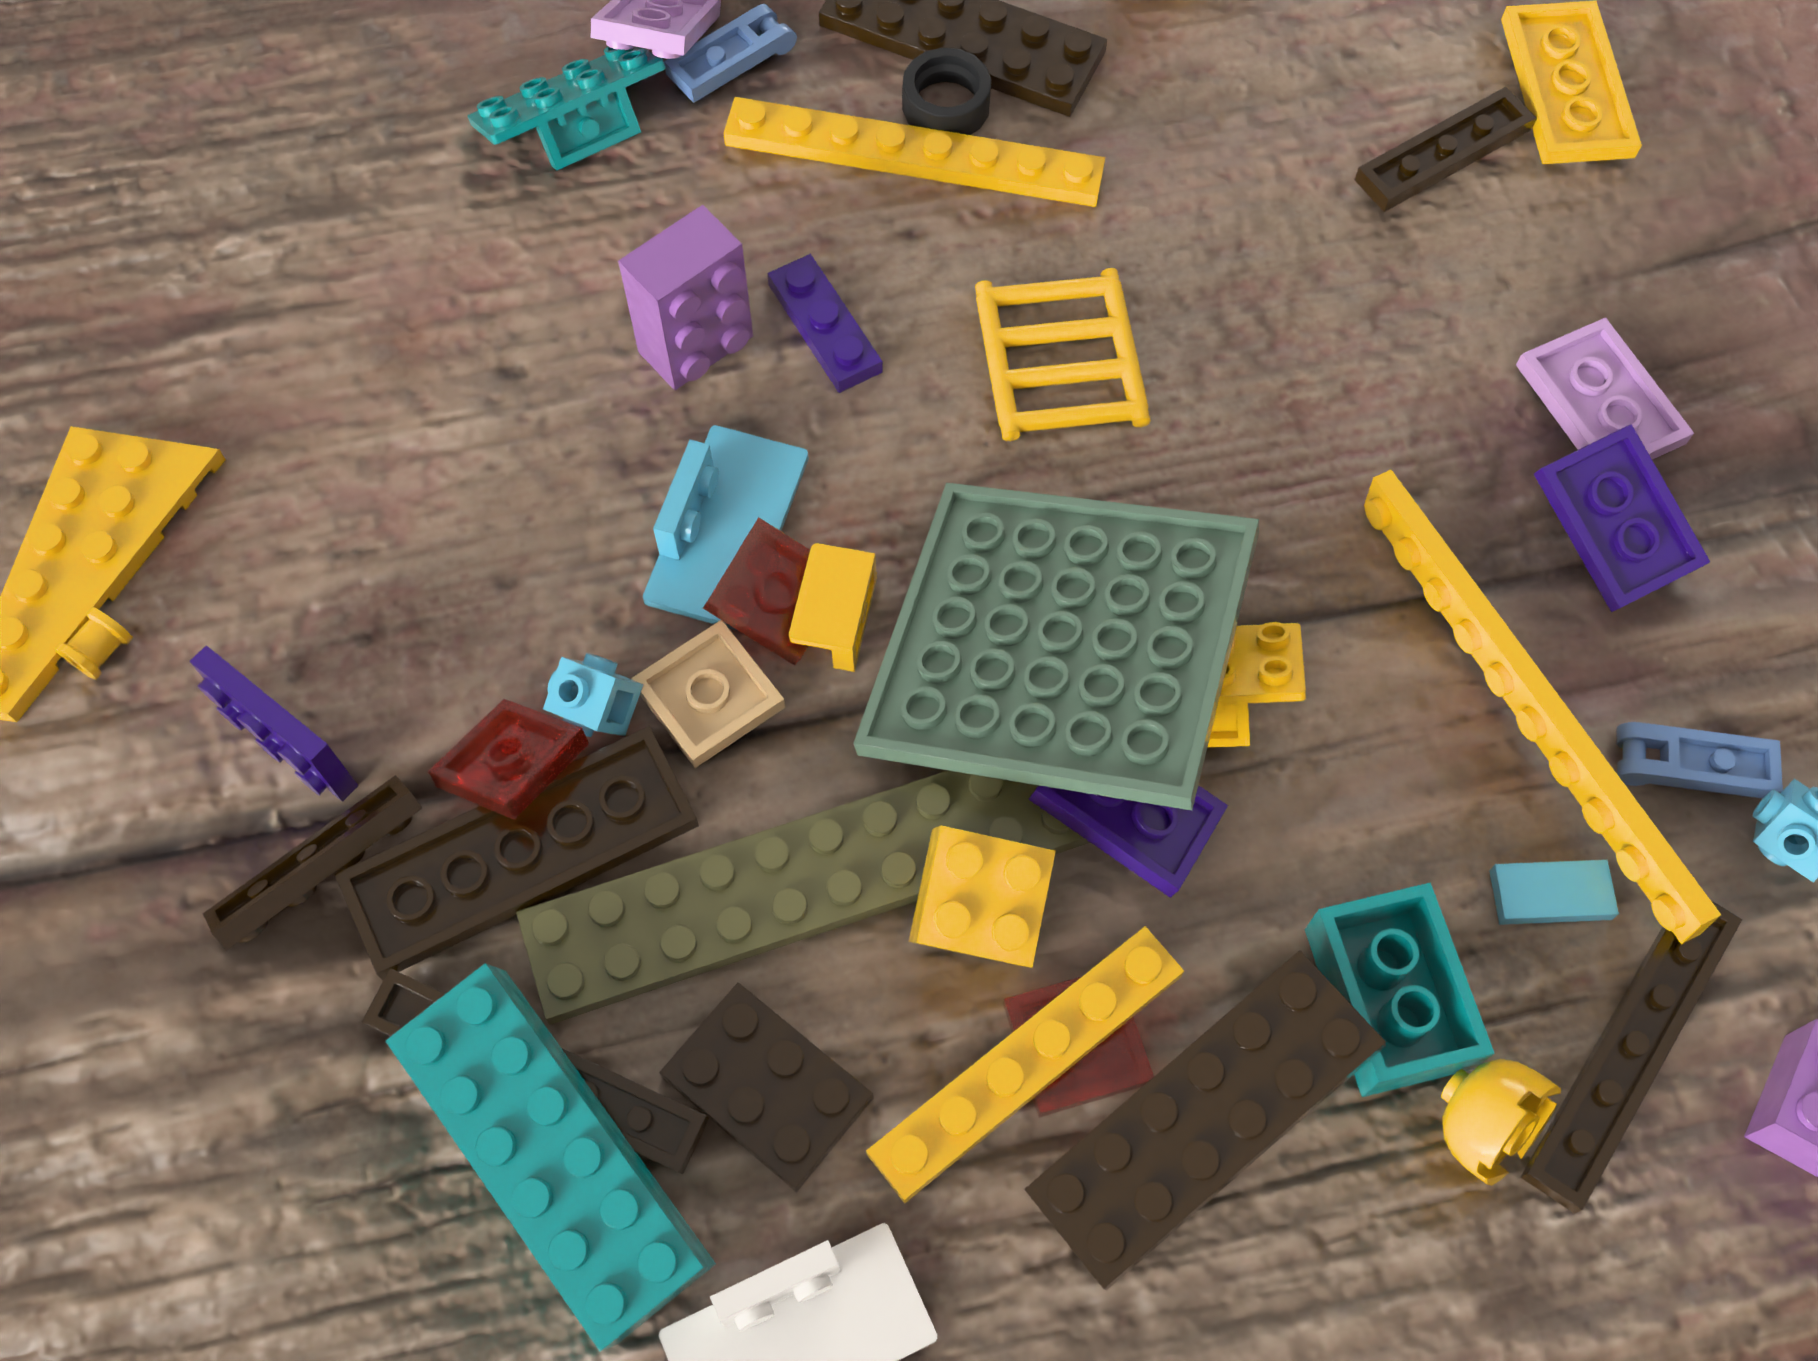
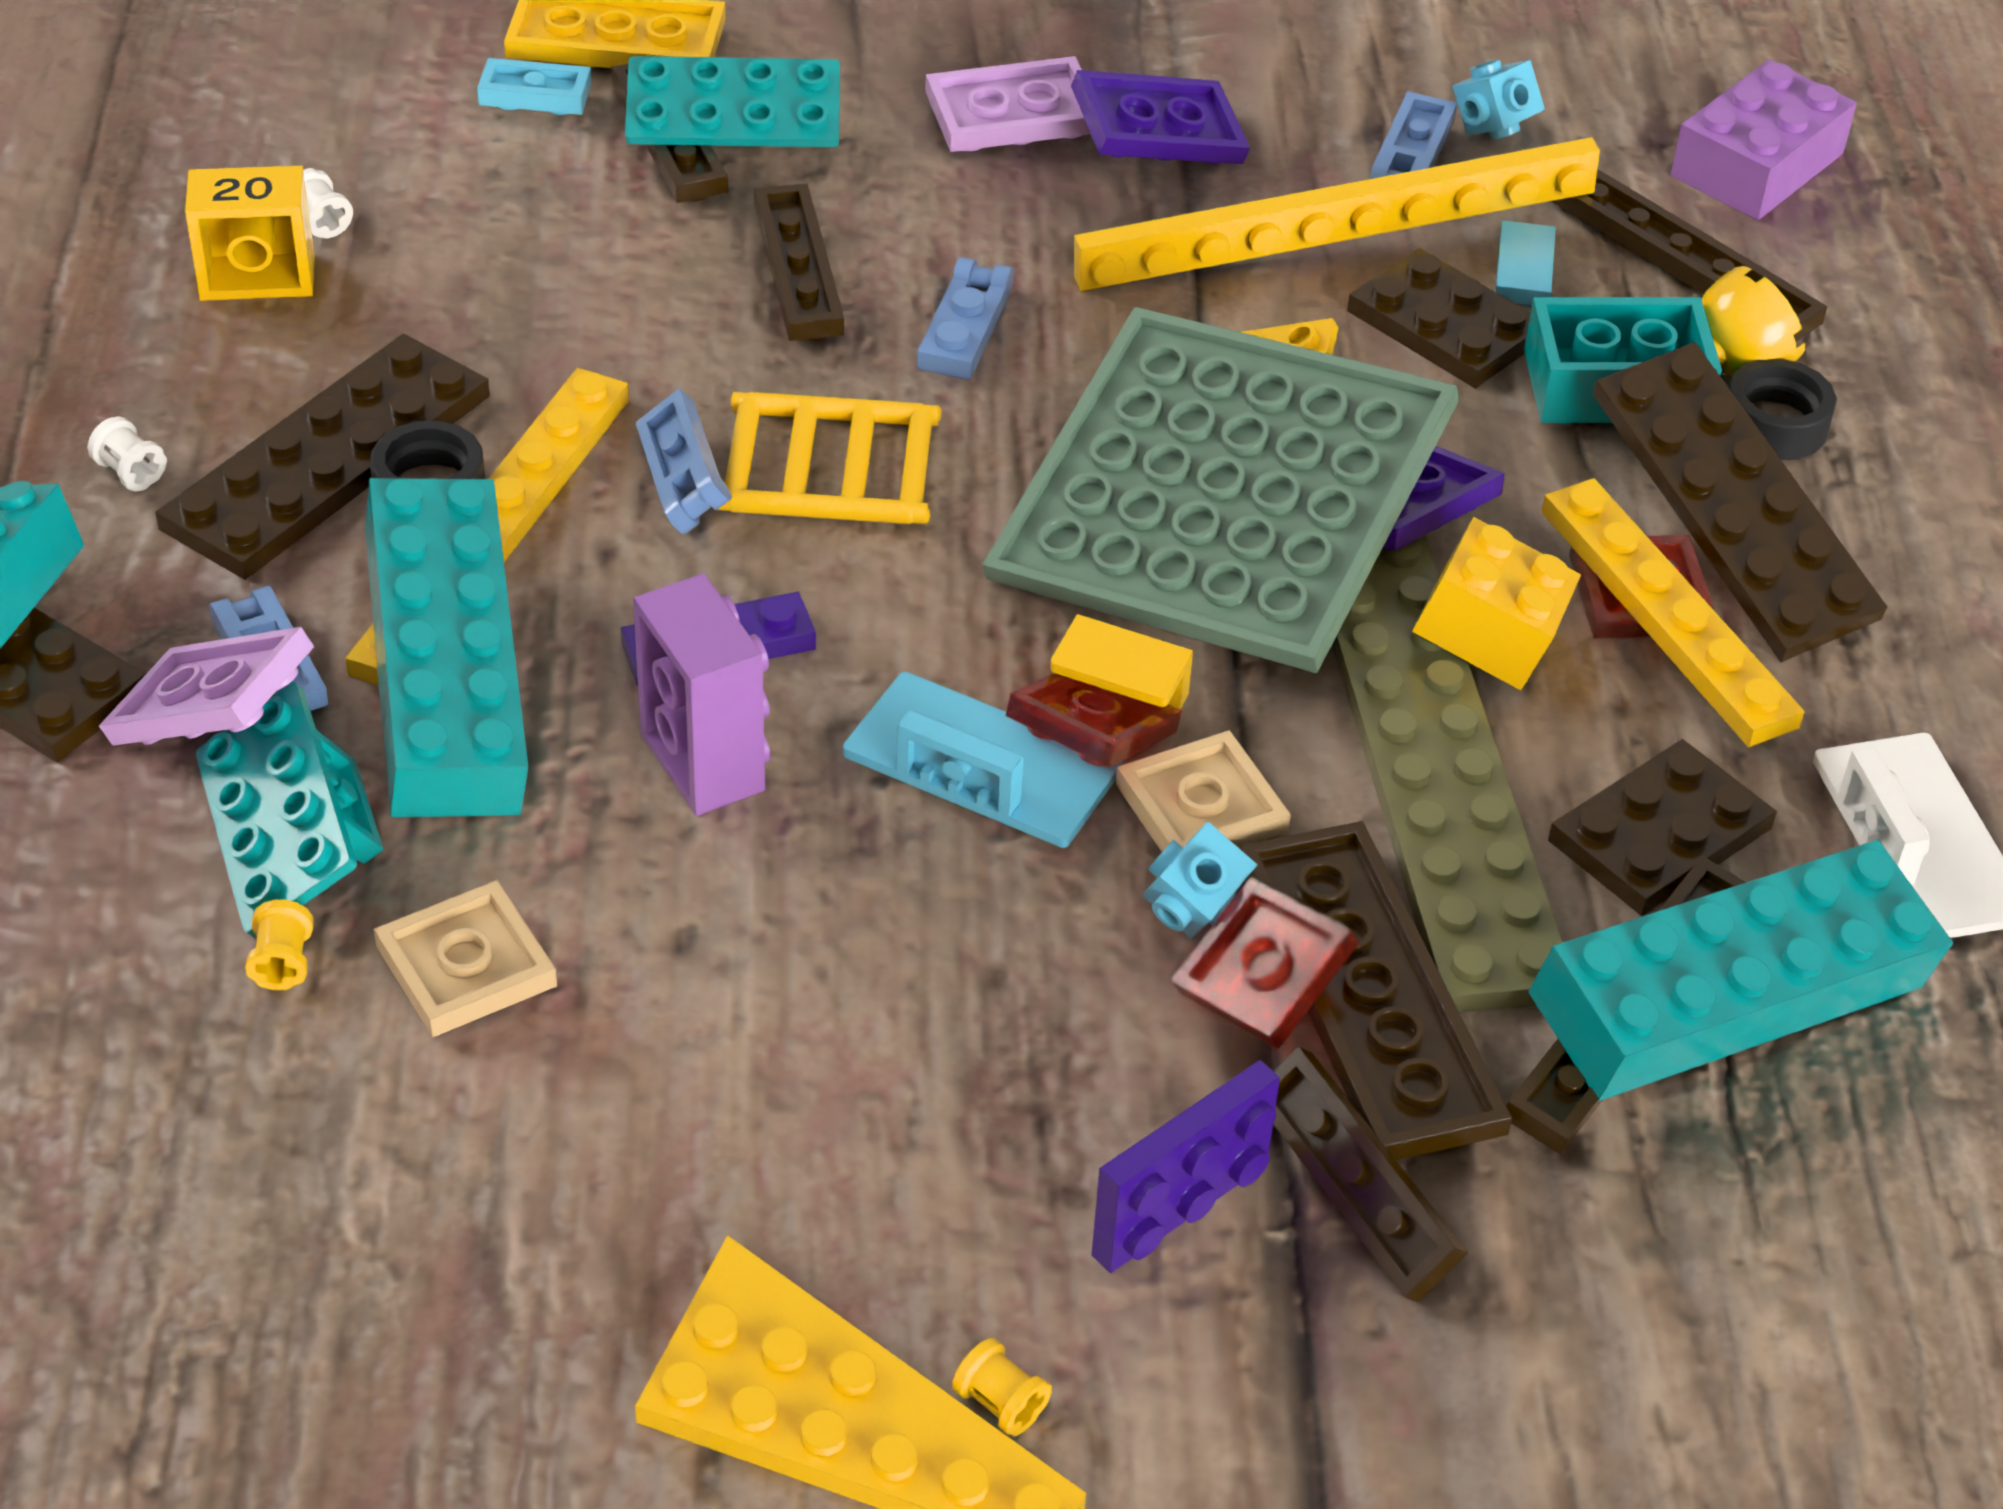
camera: 80 degrees left, 20 degrees down
(445, 132) = (280, 934): none -> yellow bush
(453, 238) = (465, 958): none -> tan plate
(732, 137) = (444, 649): none -> teal brick
(1007, 248) = (681, 461): none -> medium blue plate
(1280, 419) = (965, 319): none -> medium blue plate
(1301, 277) = (798, 262): none -> dark brown plate
(1430, 1137) = (1792, 385): none -> black tyre
(1438, 822) = (1443, 316): none -> dark brown plate
(1462, 45) = (534, 86): none -> medium azure plate
(1481, 178) = (733, 101): none -> teal bracket

